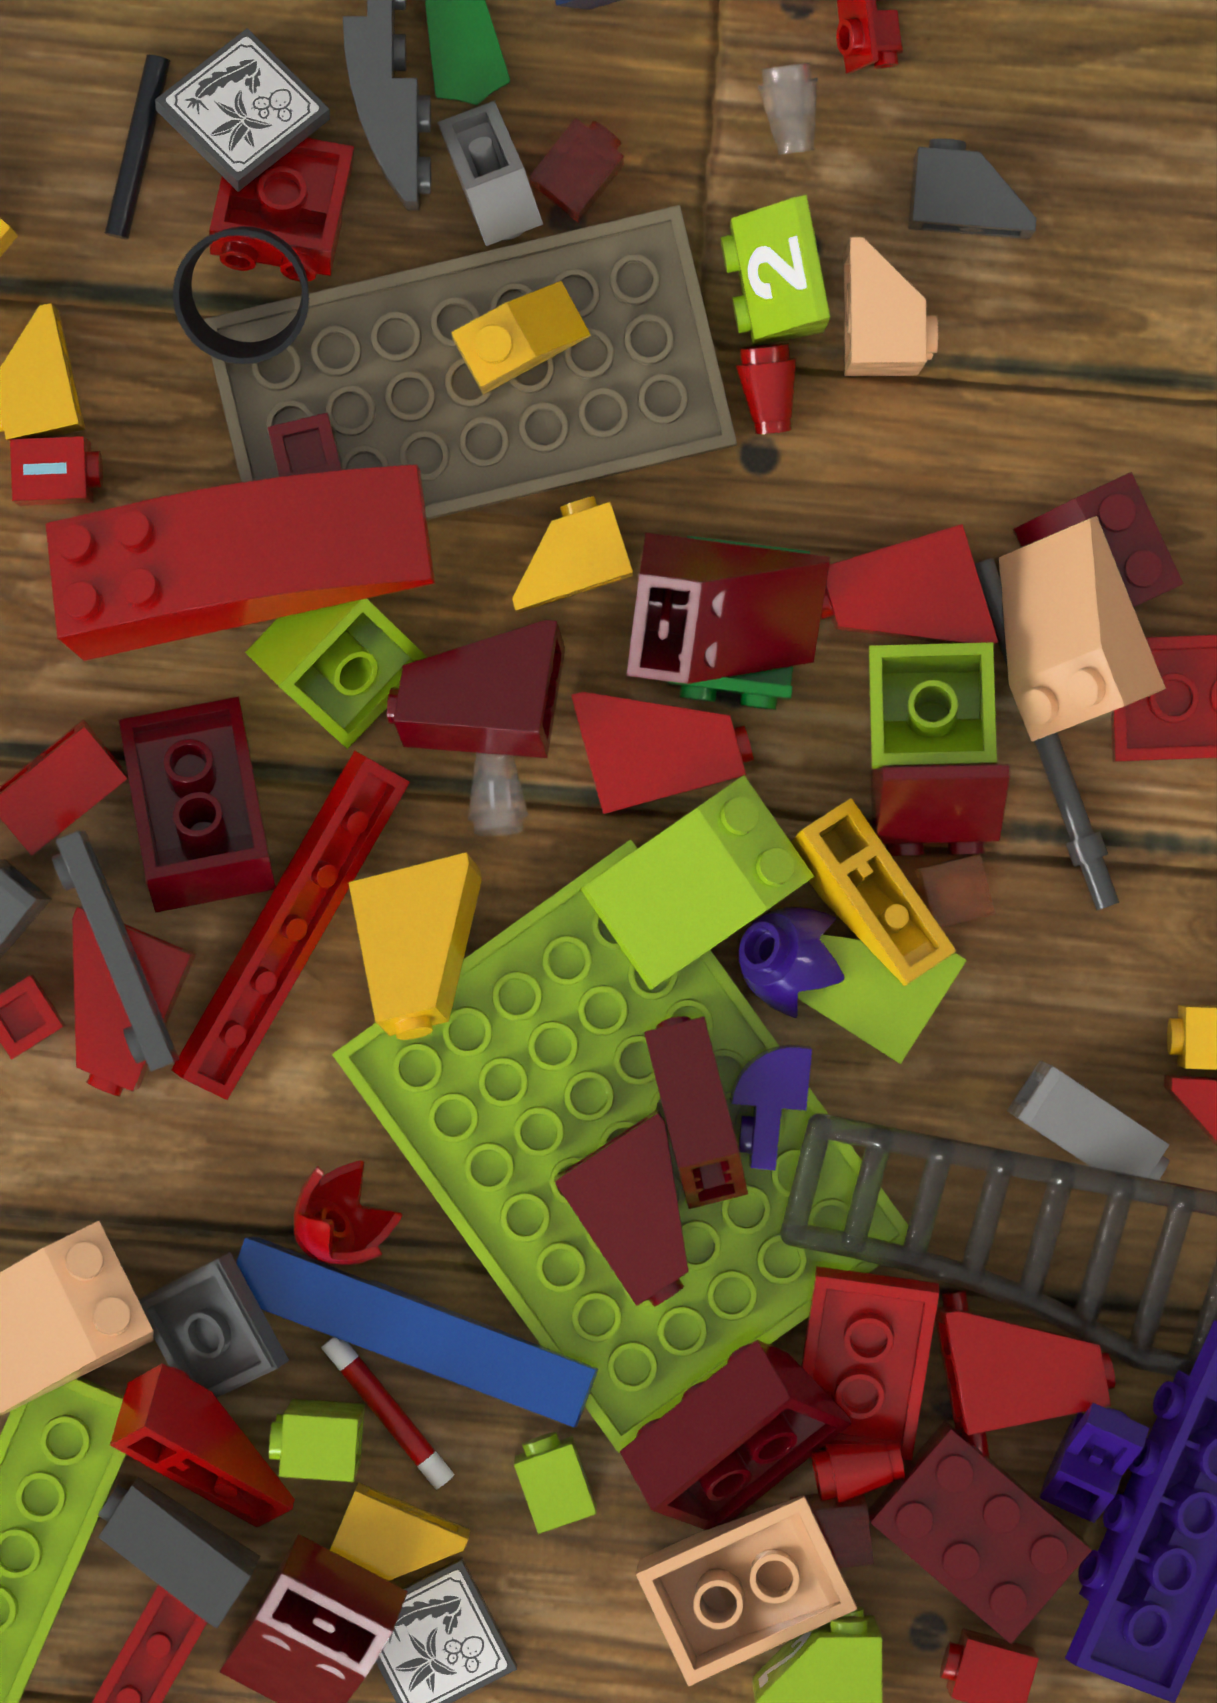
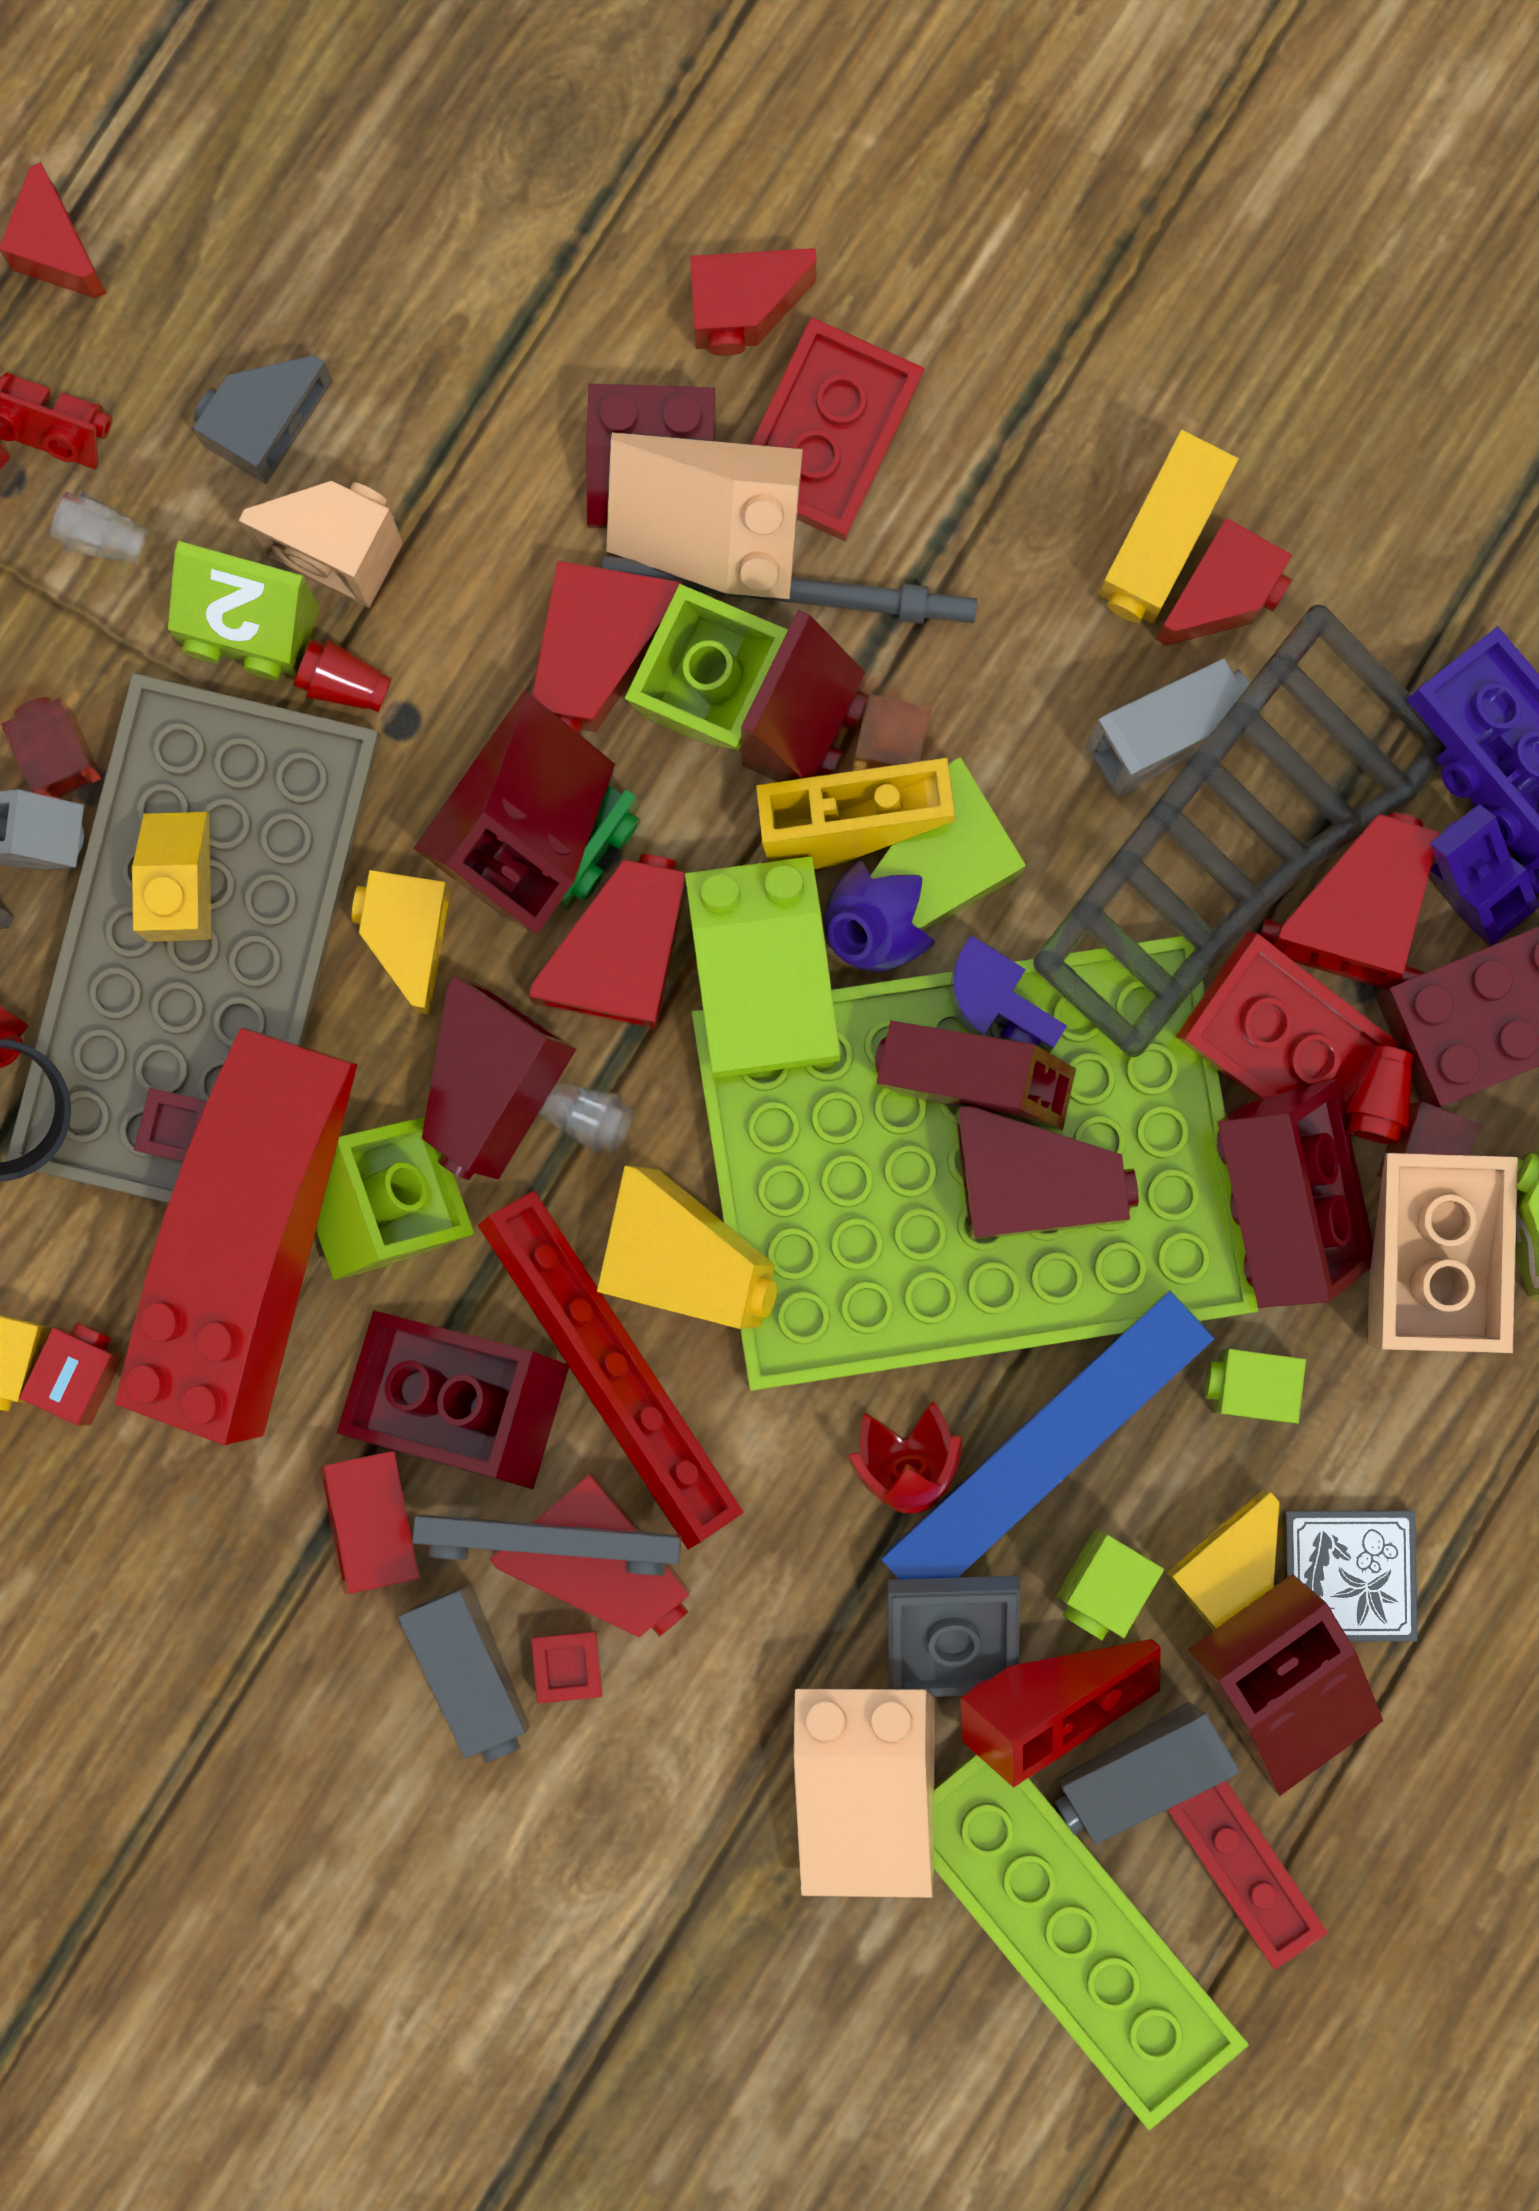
camera: 65 degrees left, 5 degrees down
(388, 1411) = (1111, 1510): red bar -> none

